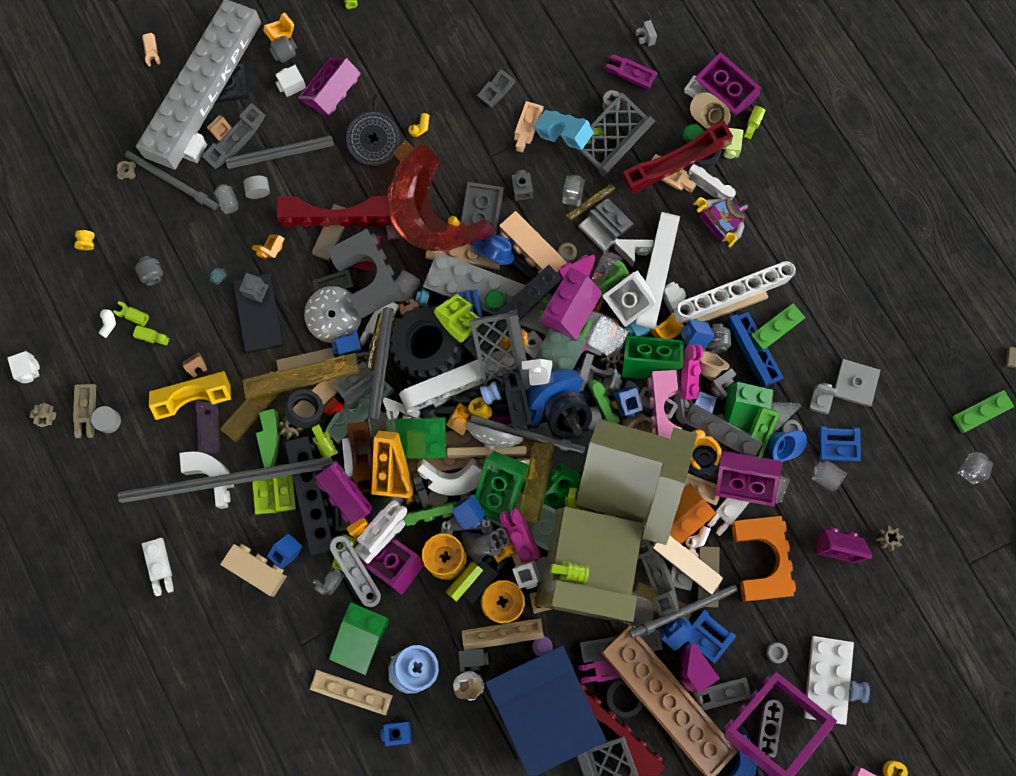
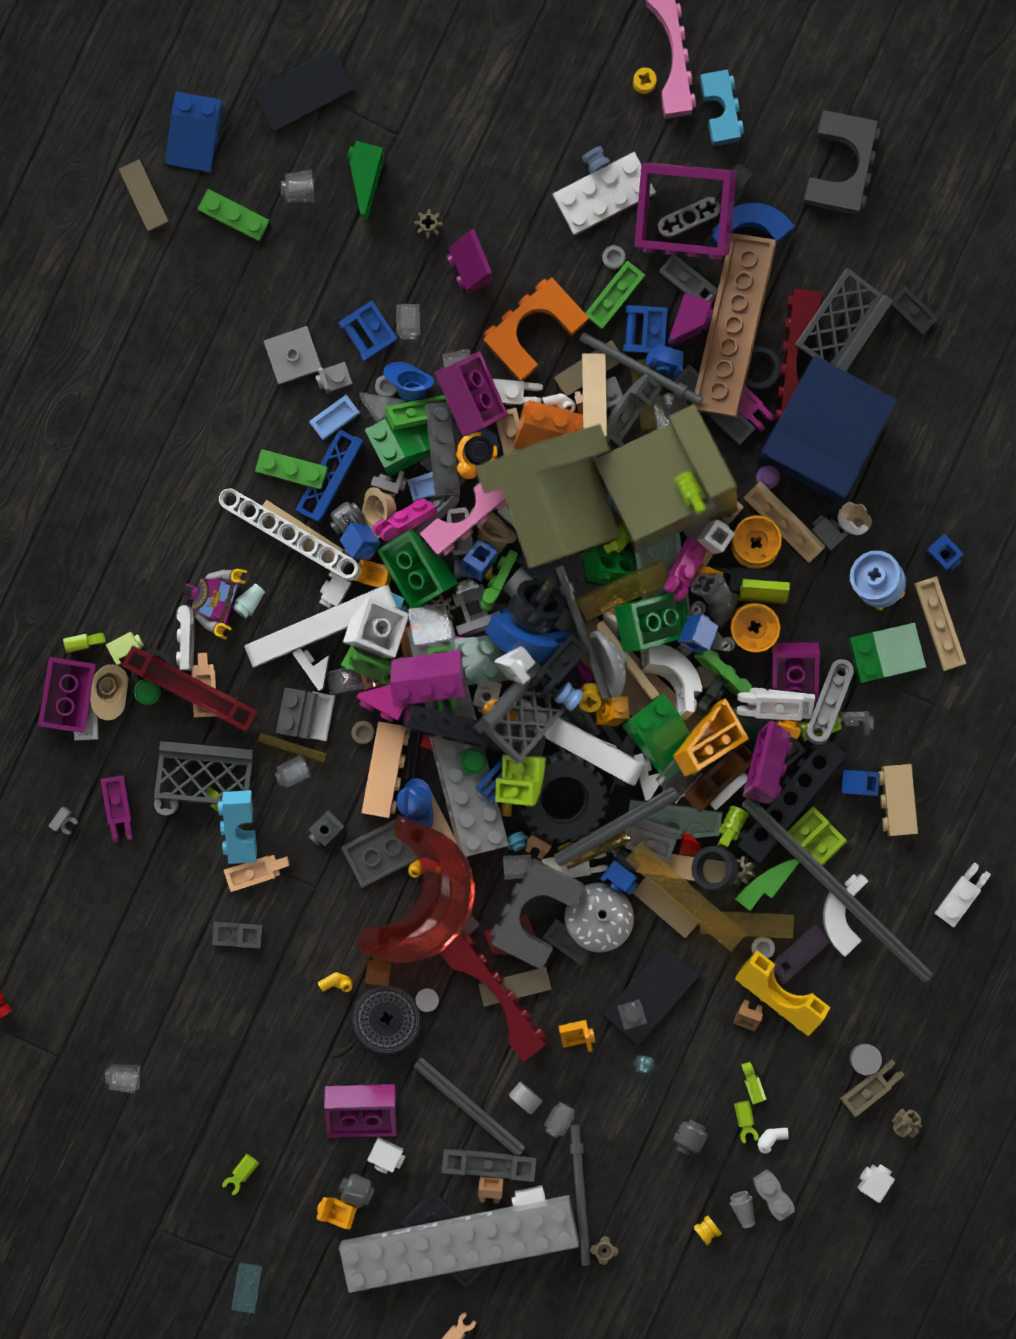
camera: 130 degrees left, 10 degrees up
(70, 296) = (771, 1191): none -> light grey brick
(81, 273) = (743, 1208): none -> light grey cone
(230, 406) = (764, 946): none -> light grey tile
(366, 173) = (427, 1000): none -> light grey tile
(707, 239) = (248, 601): none -> light aqua cone
(749, 633) = (614, 295): none -> bright green plate
(793, 380) = (334, 417): none -> light blue tile
(956, 518) = (366, 166): none -> green slope

